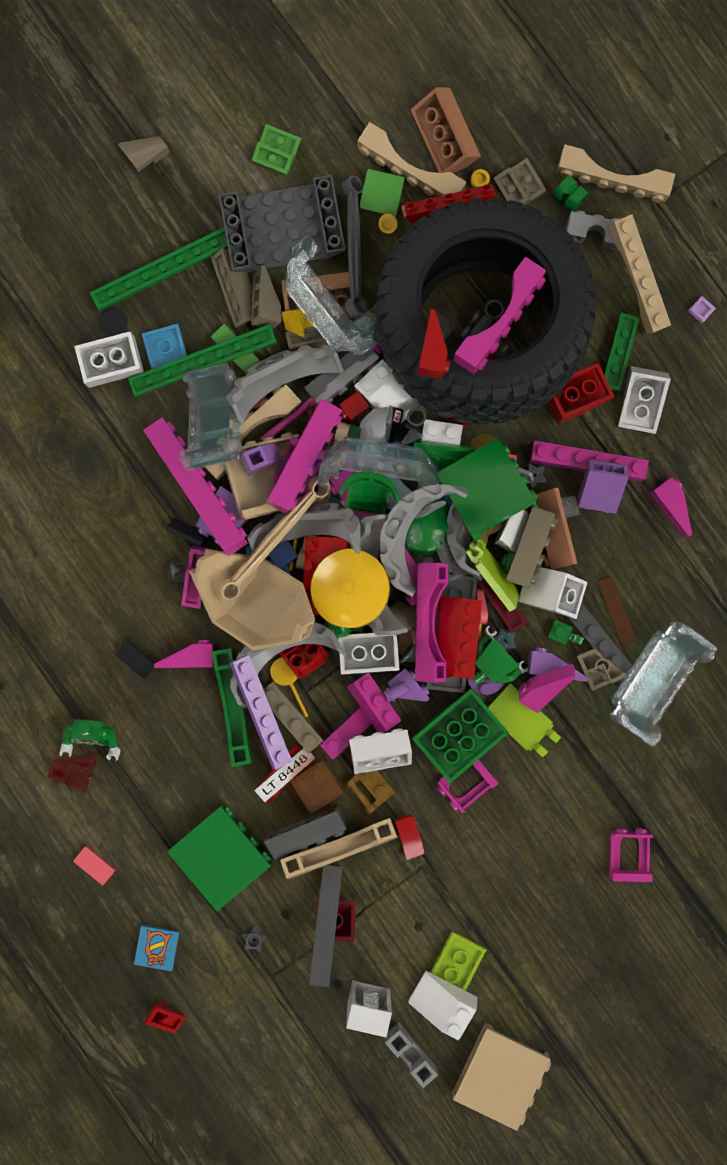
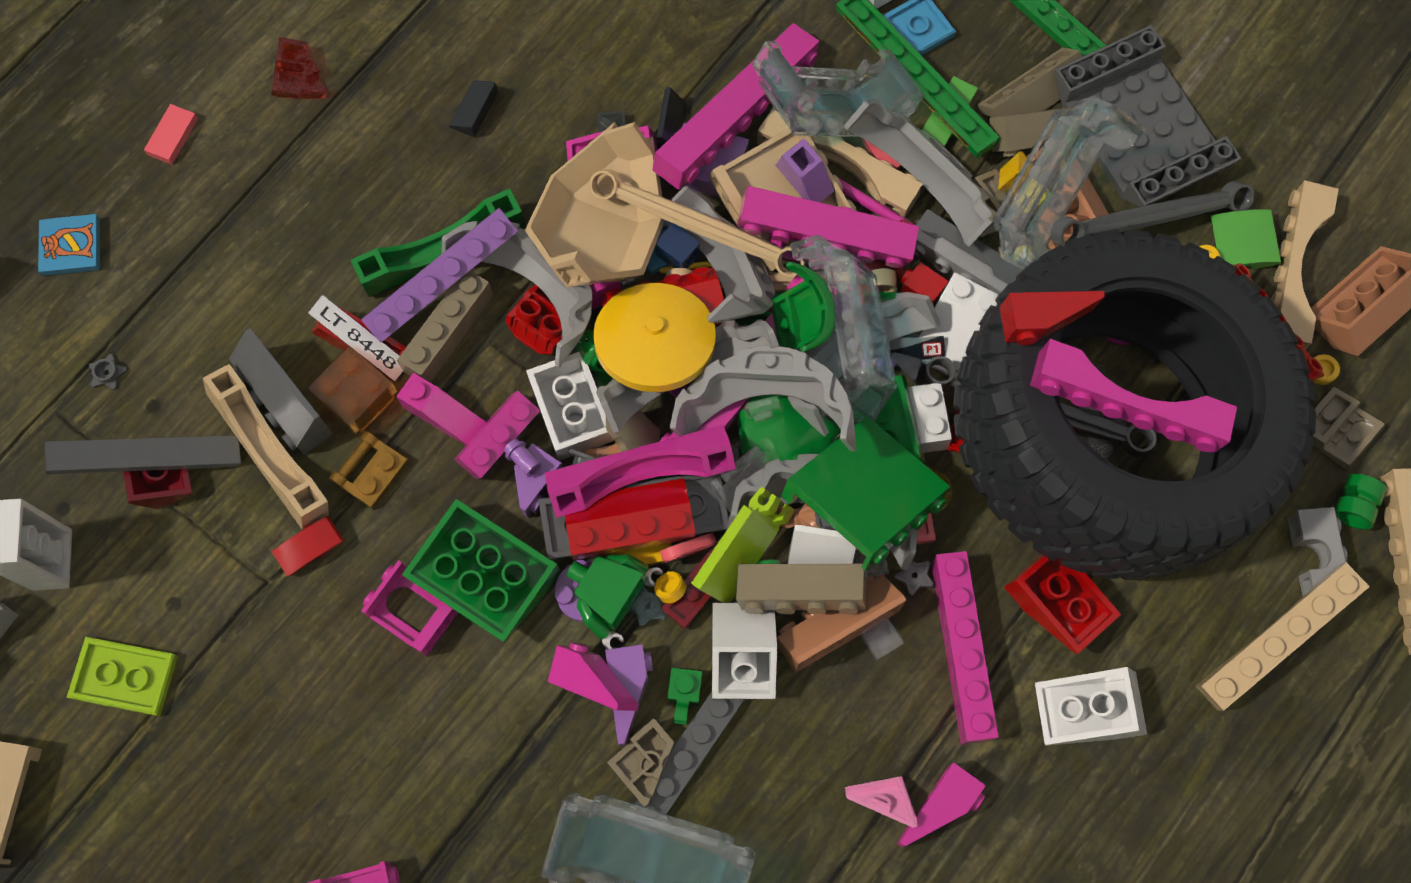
camera: 75 degrees right, 15 degrees down
(89, 733) = (353, 74): green torso -> none
(193, 656) = (495, 168): dark pink slope -> none
(220, 857) = (217, 287): green panel -> none
(276, 149) = (1246, 88): bright green slope -> none
(284, 676) = (501, 303): yellow piece -> none
(380, 751) = (425, 459): white brick -> none
(444, 1004) = (56, 671): white slope -> none
(501, 623) = (670, 587): none -> yellow tile
(522, 722) = (525, 667): lime tile -> none
(603, 486) = (932, 676): medium lavender brick -> none
(617, 611) = (744, 768): reddish brown sticker -> none
(620, 350) = (1151, 649): green plate -> none
(659, 535) = (885, 797): none -> bright pink tile
(701, 309) = (1267, 761): lavender tile -> none

